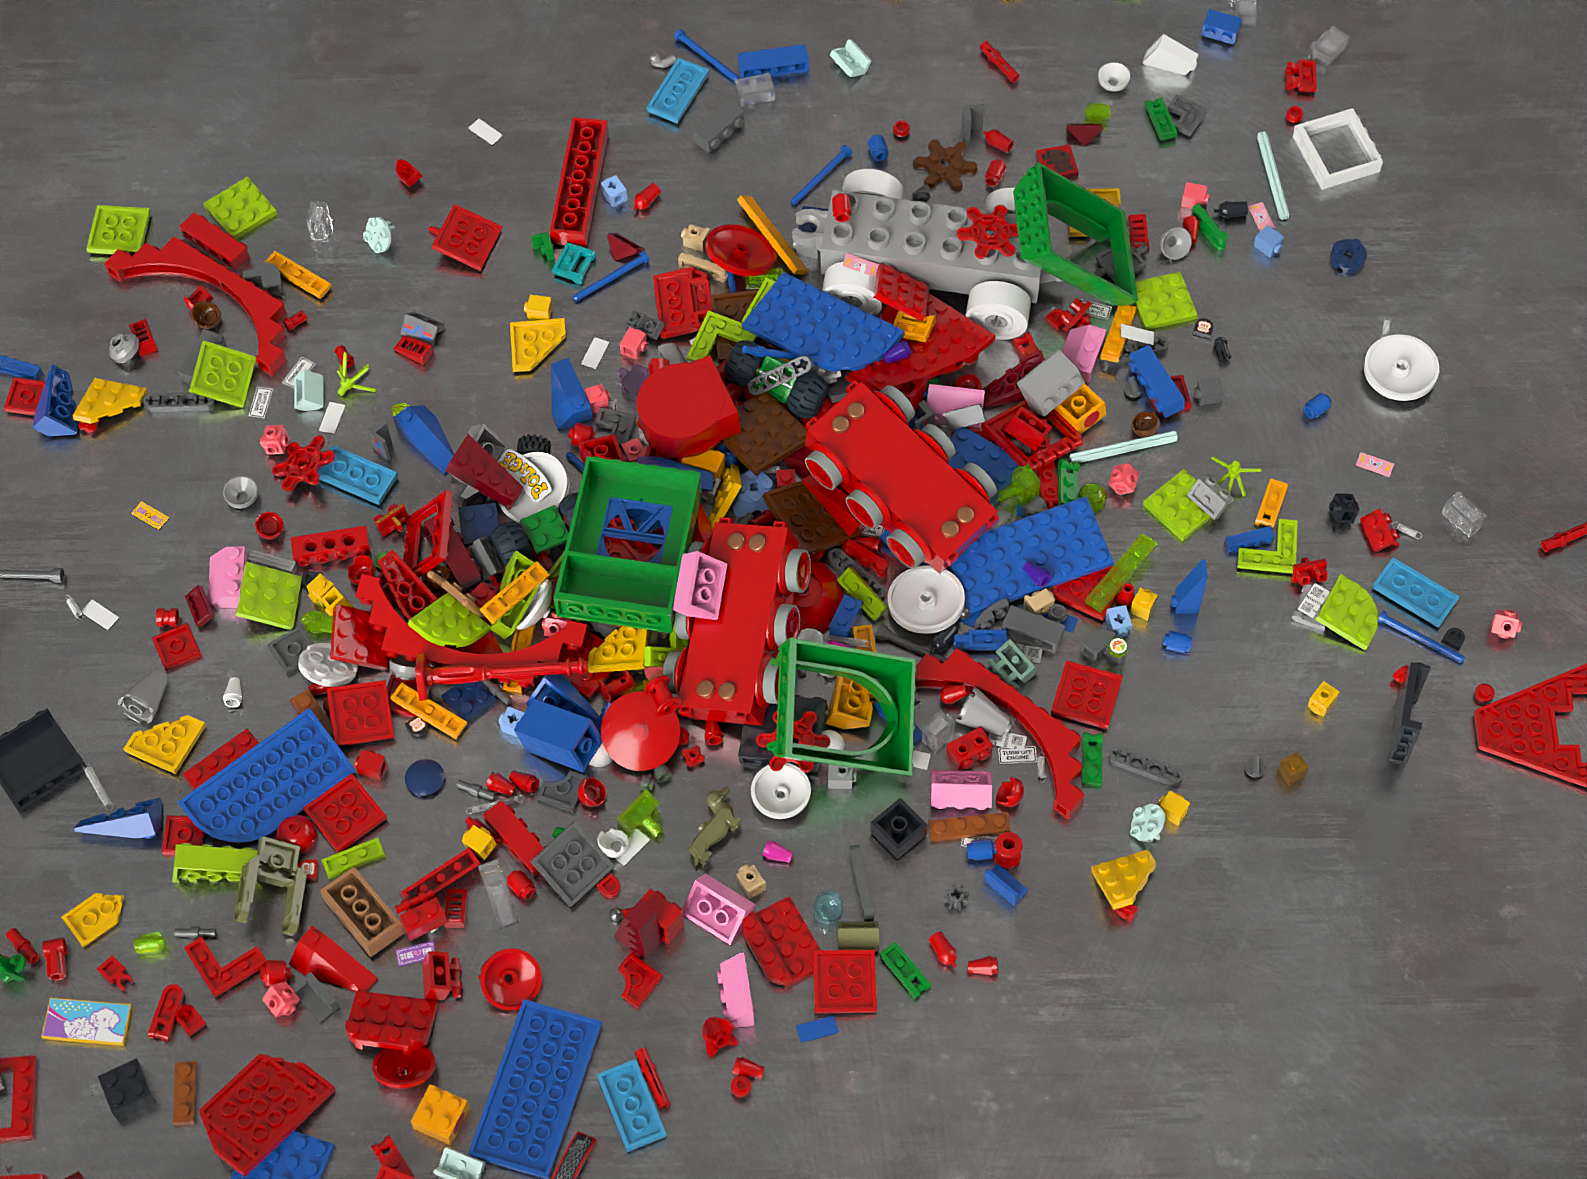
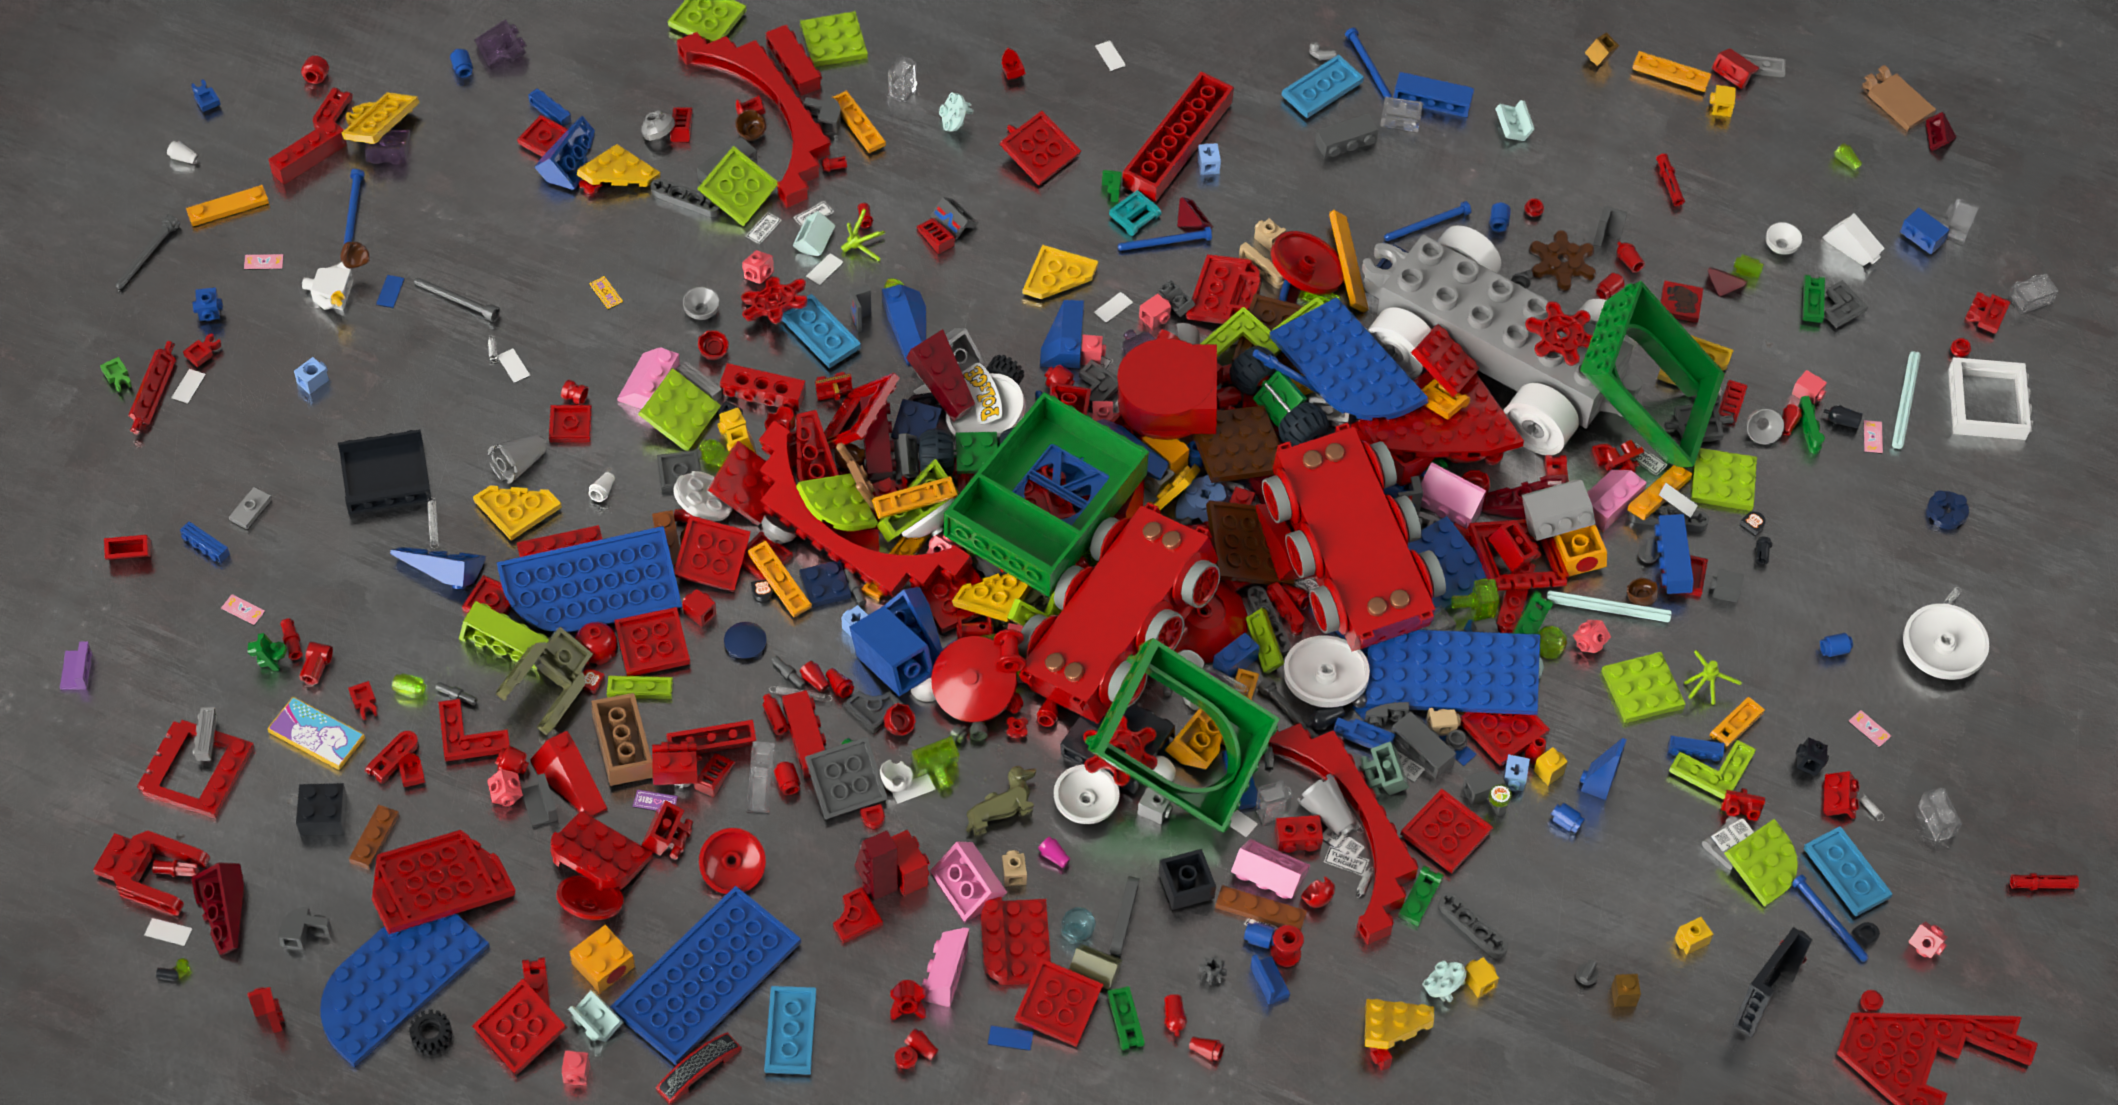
camera: 20 degrees right, 5 degrees down
(93, 916) = (370, 640): yellow tile -> none
(199, 606) = (610, 393): dark red plate -> none
(460, 674) = (791, 543): red piece -> none
(479, 841) = (765, 719): yellow brick -> none
(538, 307) = (1077, 241): yellow brick -> none
(646, 197) = (1239, 176): red piece -> none
(650, 1067) = (824, 990): red pin -> none
(700, 586) = (1094, 559): bright pink slope -> none
(780, 374) = (1283, 395): dark grey beam -> none
(841, 207) = (1420, 252): red brick -> none
(854, 263) = (1410, 313): bright pink sticker -> none
(897, 352) = (1412, 417): dark purple cone -> none
(953, 693) = (1309, 773): red cone -> none
(964, 416) = (1454, 509): panel -> none
(1037, 574) = (1451, 690): dark purple cone -> none
(1121, 572) = (1541, 725): clear neon green plate -> none
(1210, 496) = (1673, 687): light grey bracket -> none
(1269, 241) = (1867, 462): medium blue brick -> none

